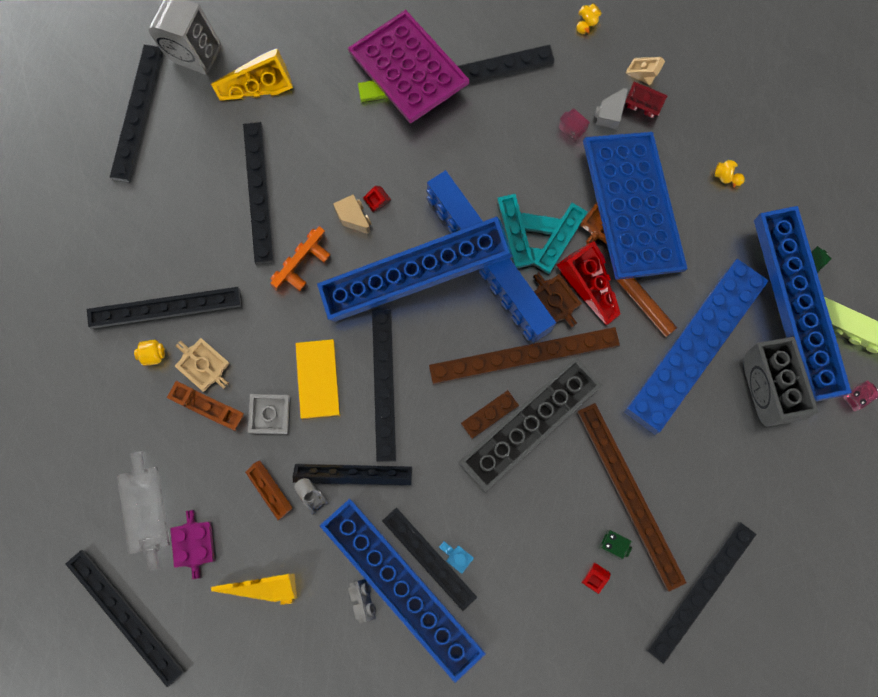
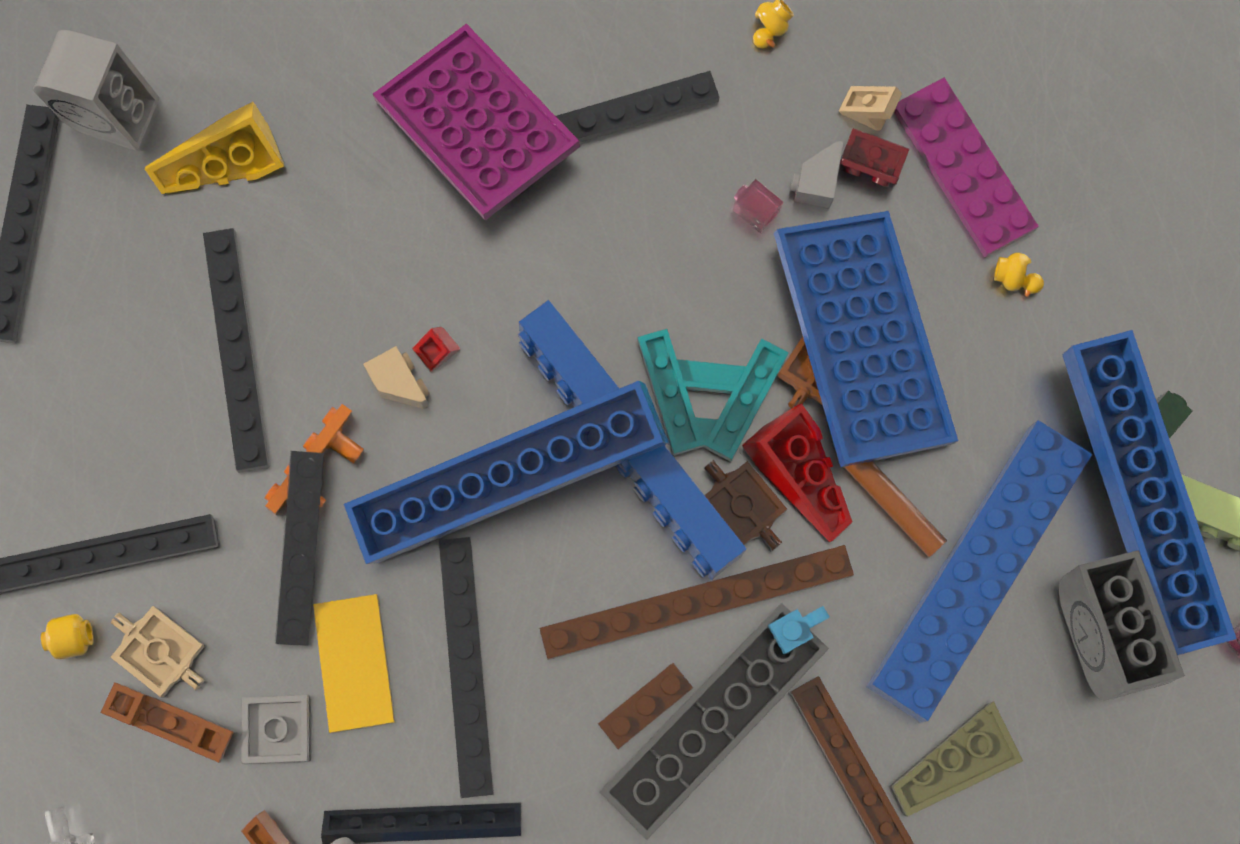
camera: 10 degrees left, 0 degrees up
(289, 308) = (299, 548): none -> black plate
(370, 91) = (414, 166): lime tile -> none
(582, 372) = (794, 629): none -> dark azure plate
(681, 457) = (962, 760): none -> olive wing
(700, 109) = (965, 167): none -> magenta plate

